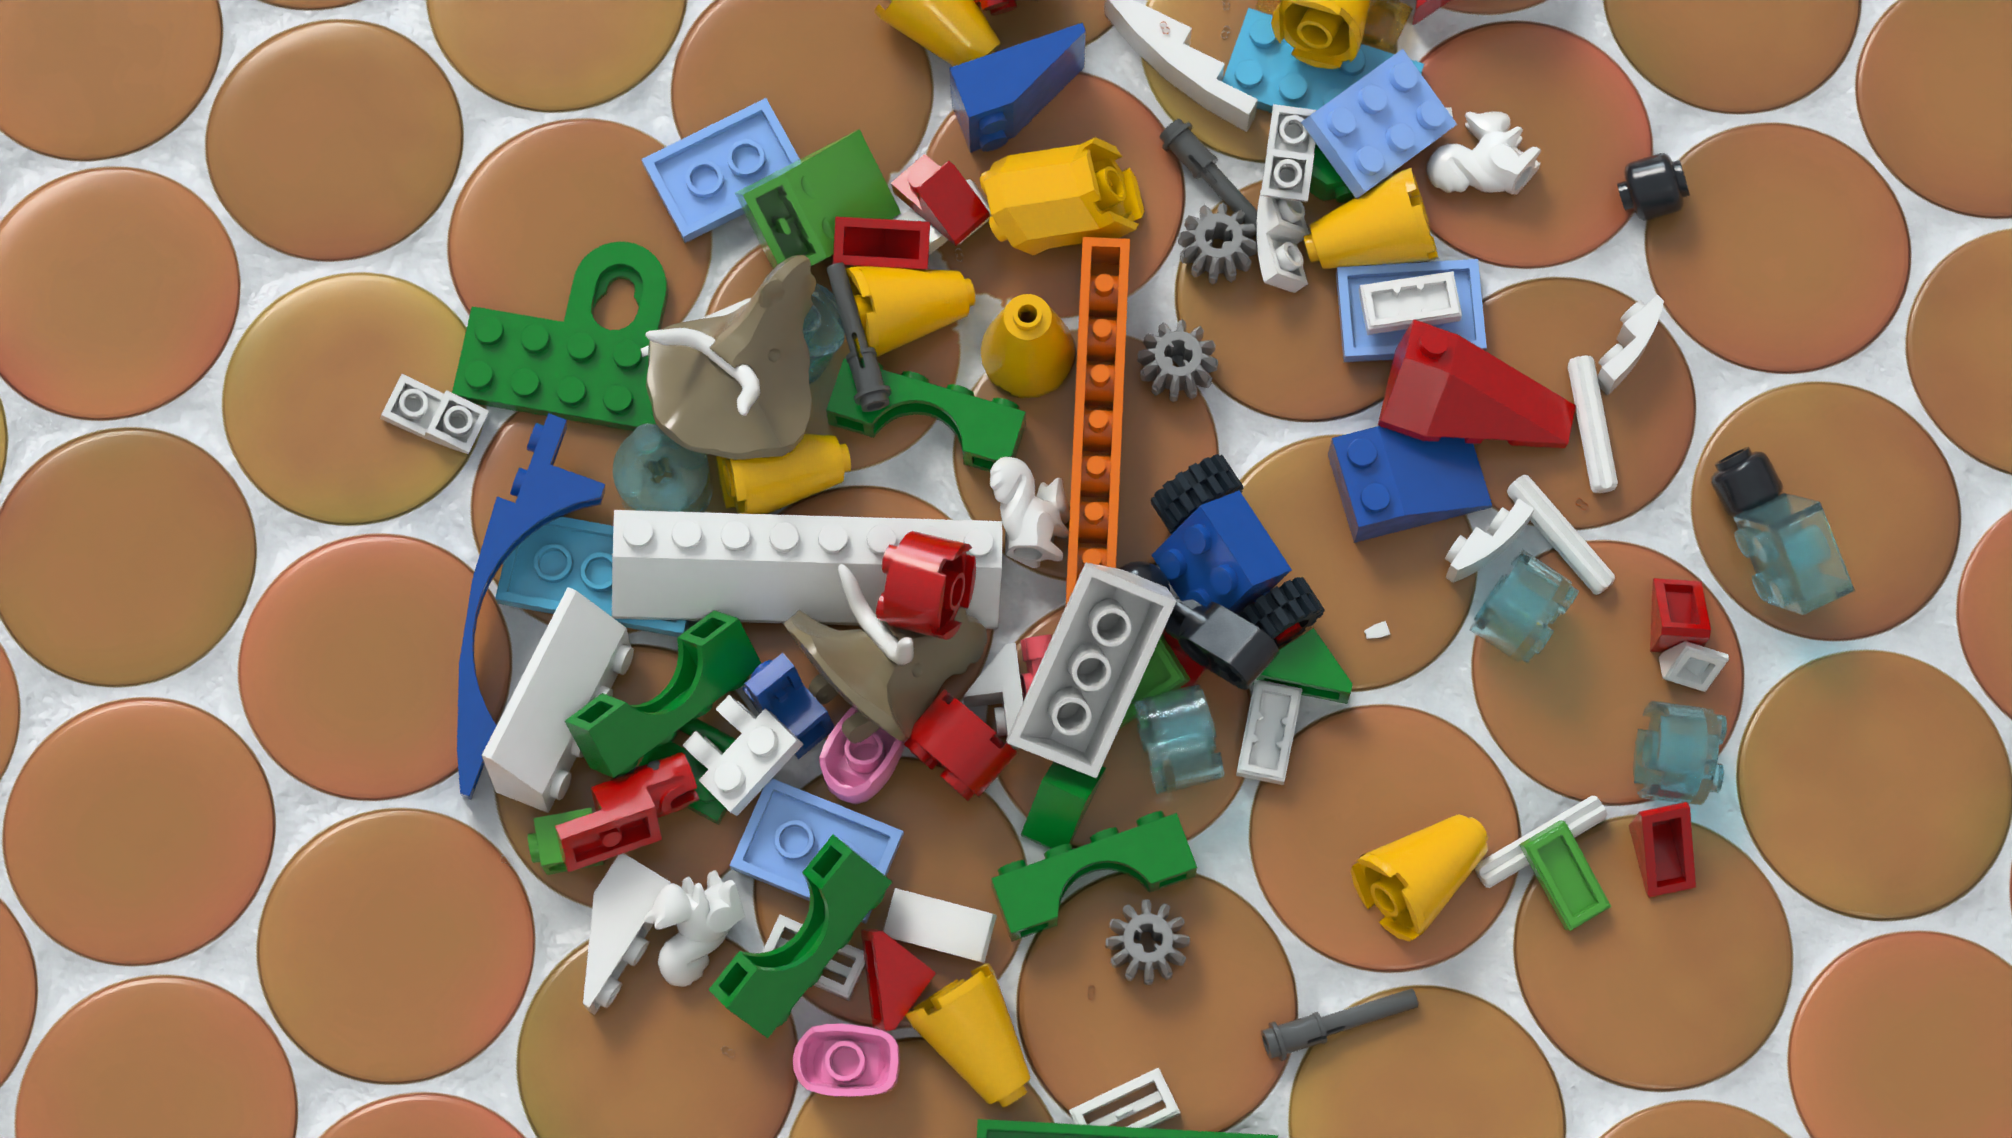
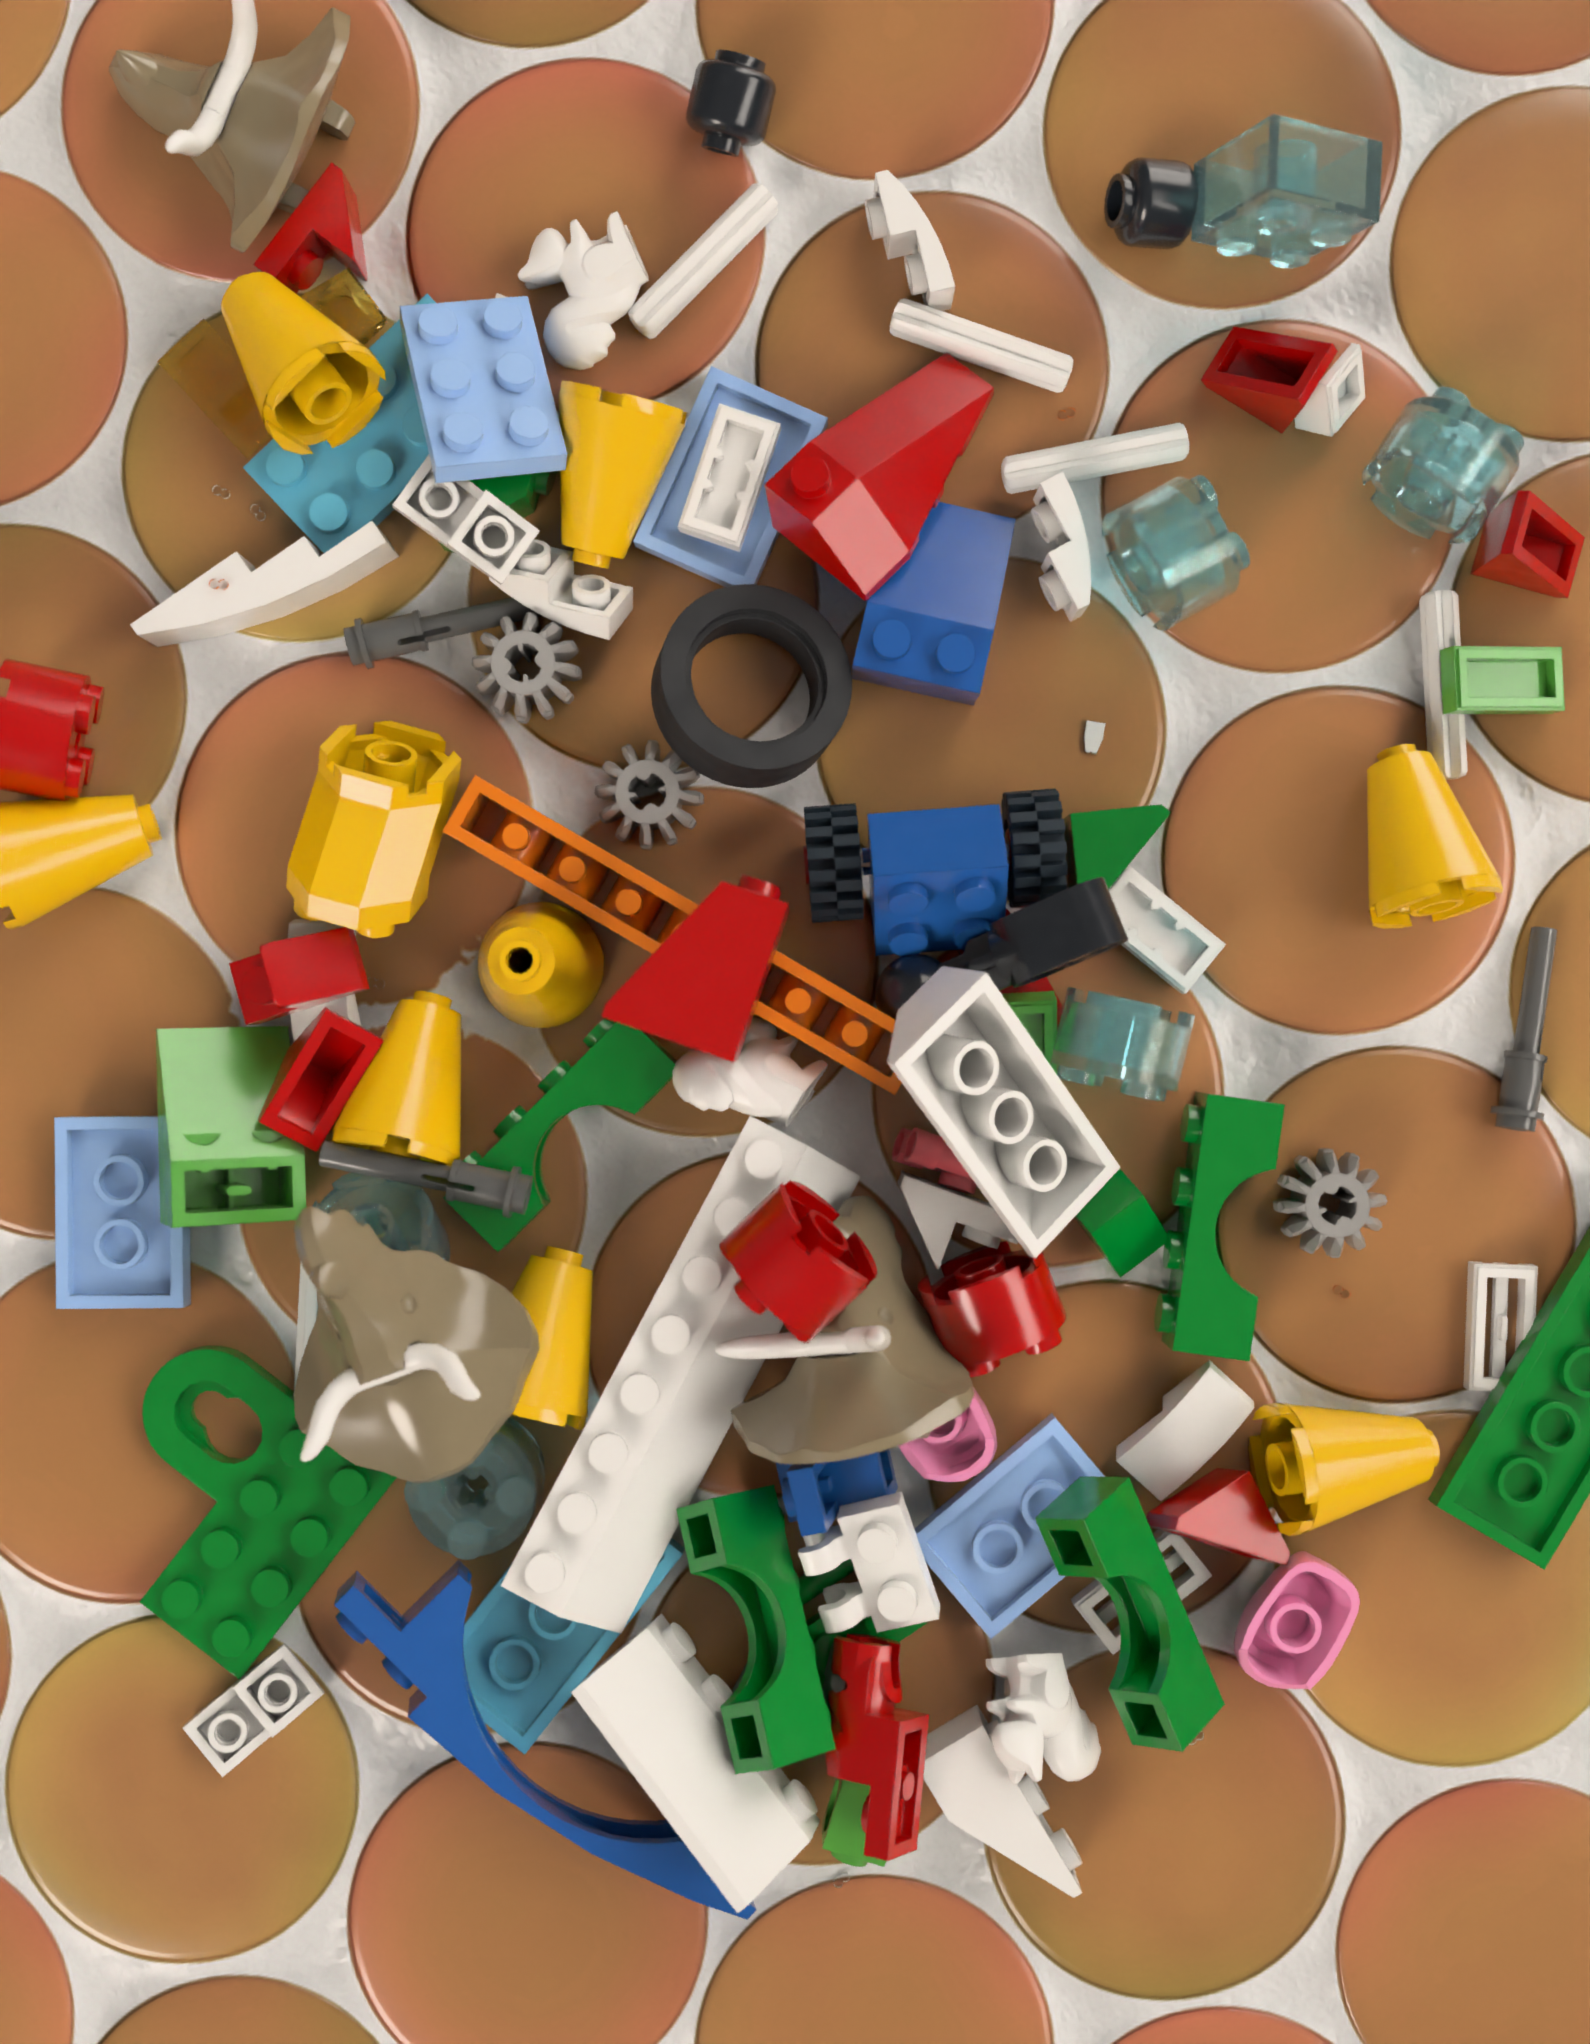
camera: 70 degrees left, 15 degrees up
(1009, 87) = (197, 815): blue slope -> none
(1084, 433) = (708, 971): none -> red slope
(1332, 361) = (799, 631): none -> black tyre
(1545, 222) = (703, 260): none -> white axle

